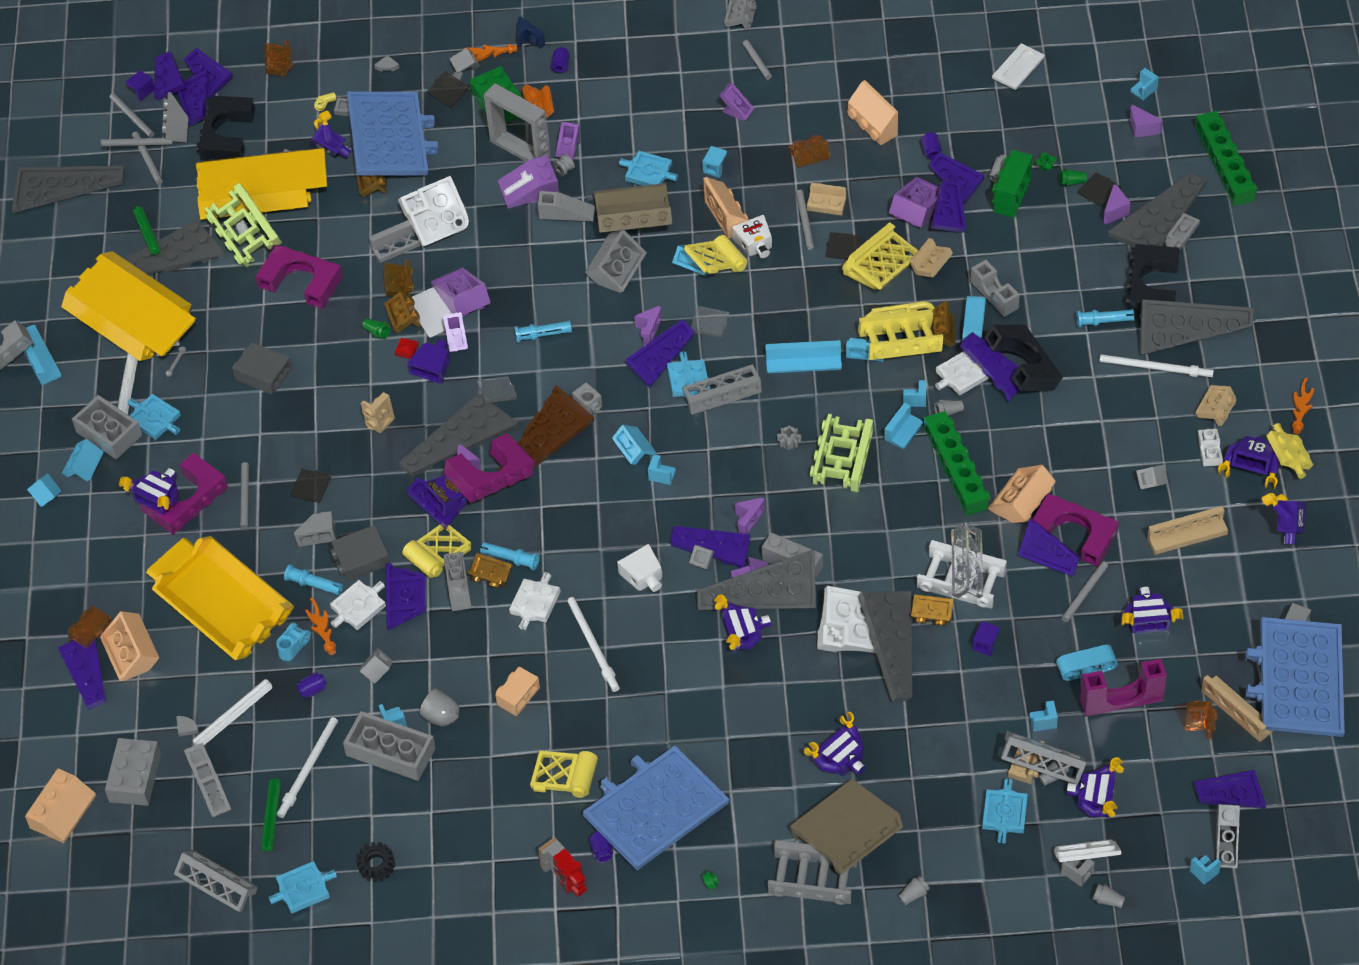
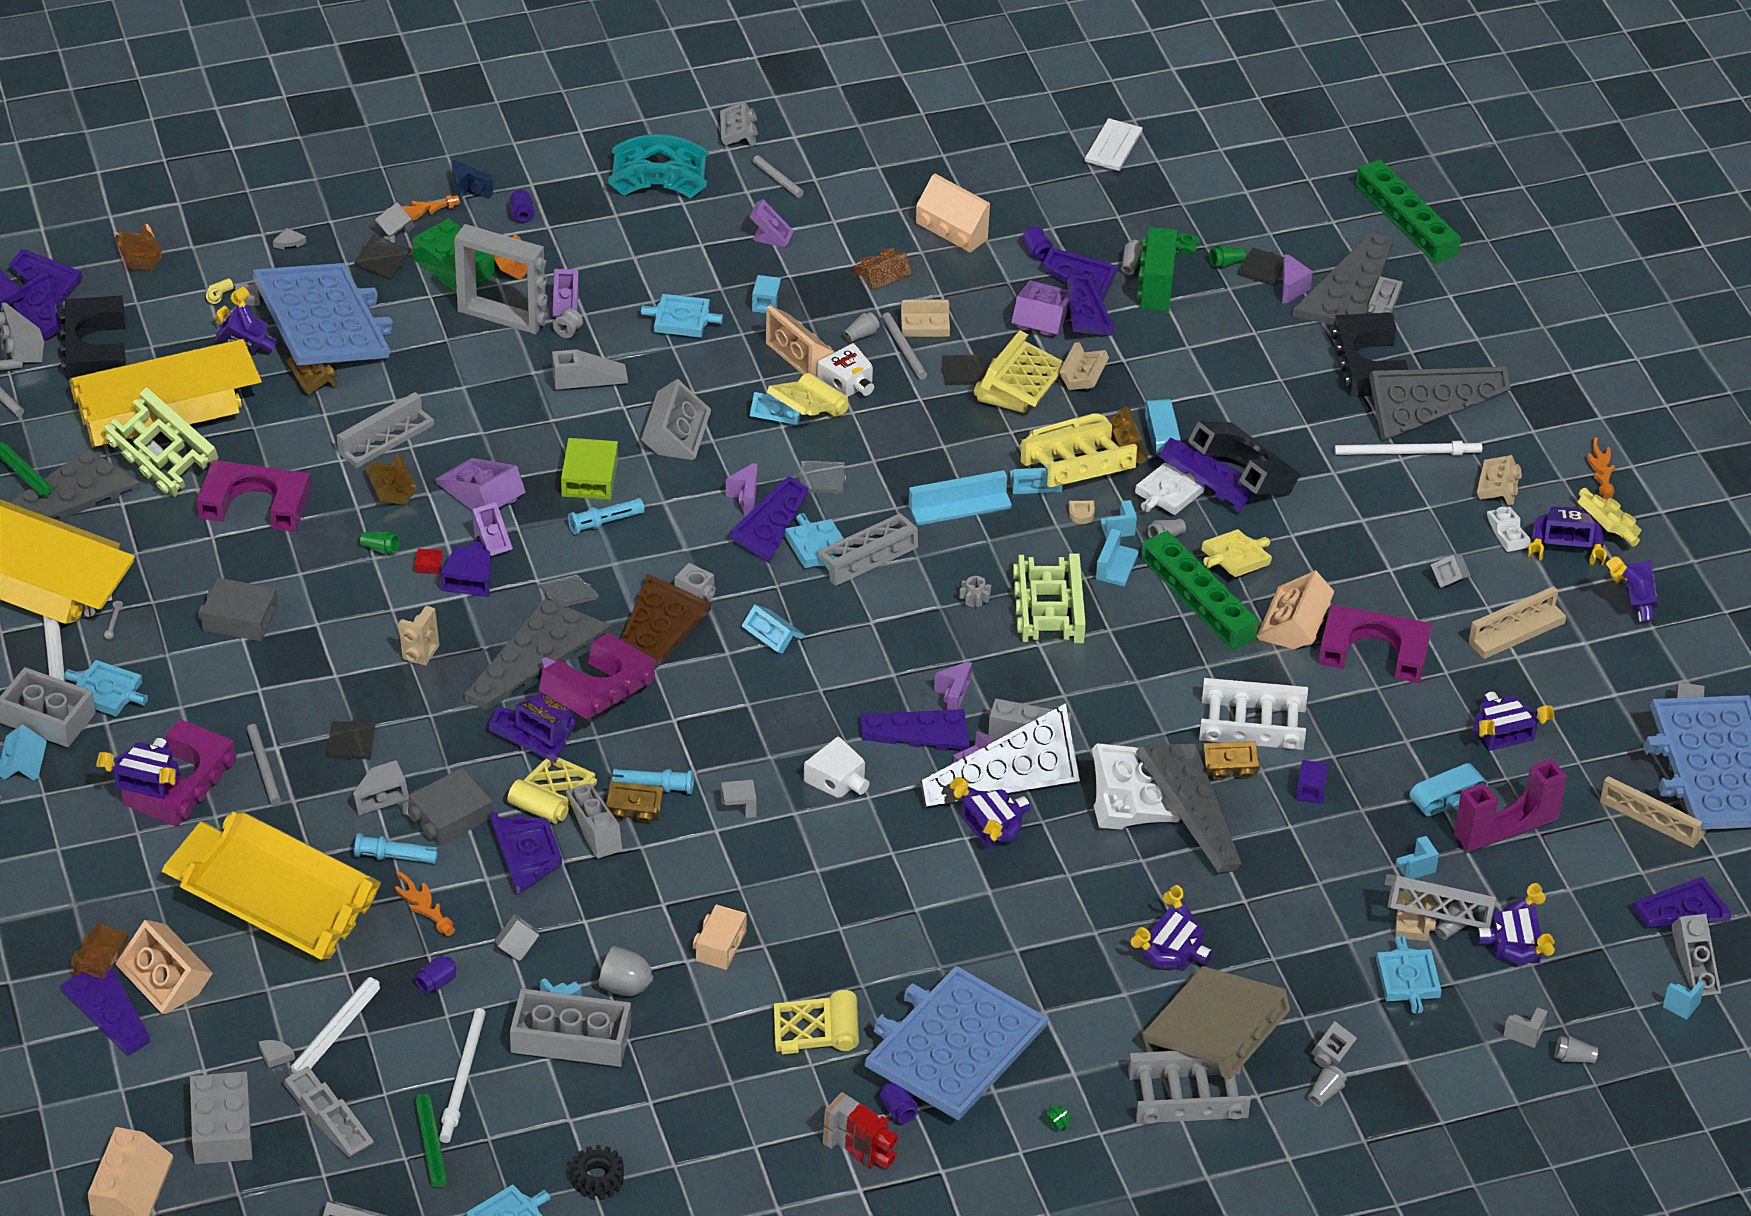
camera: 20 degrees left, 10 degrees down
(292, 641) = (391, 927): medium azure piece -> none
(358, 604) = (467, 869): white plate -> none
(402, 312) = (408, 519): pearl gold bracket -> none
(431, 311) = (444, 515): white sticker -> none
(434, 211) = (418, 392): white slope -> none
(527, 181) = (528, 347): medium lavender slope -> none
(534, 600) = (705, 829): white plate -> none
(542, 290) = (589, 468): none -> lime brick
(565, 578) = (740, 793): none -> light grey panel
(607, 672) = (832, 897): white bar -> none
(633, 207) = (680, 356): dark tan panel -> none
(659, 472) = (820, 657): medium azure panel -> none
(677, 50) = (682, 174): none -> teal fence
(701, 557) = (909, 744): light grey tile -> none
(778, 199) = (863, 326): none -> light grey cone
(891, 381) = (1081, 511): none -> tan tile
(933, 855) = (1333, 1046): none -> light grey brick
(962, 558) = (1259, 692): clear fence -> none
(985, 279) = (1161, 380): light grey arch -> none
(993, 436) = (1236, 553): none -> light yellow plate
(1047, 550) = (1352, 669): dark purple wing -> none
(1084, 592) = (1414, 711): light grey bar -> none
(1087, 850) = (1530, 1001): white piece -> none
(1095, 317) = (1314, 405): medium azure pin -> none
(1144, 123) = (1293, 185): medium lavender slope -> none
(1147, 84) = (1280, 144): medium azure panel -> none
(1201, 717) = (1617, 825): clear orange bracket -> none

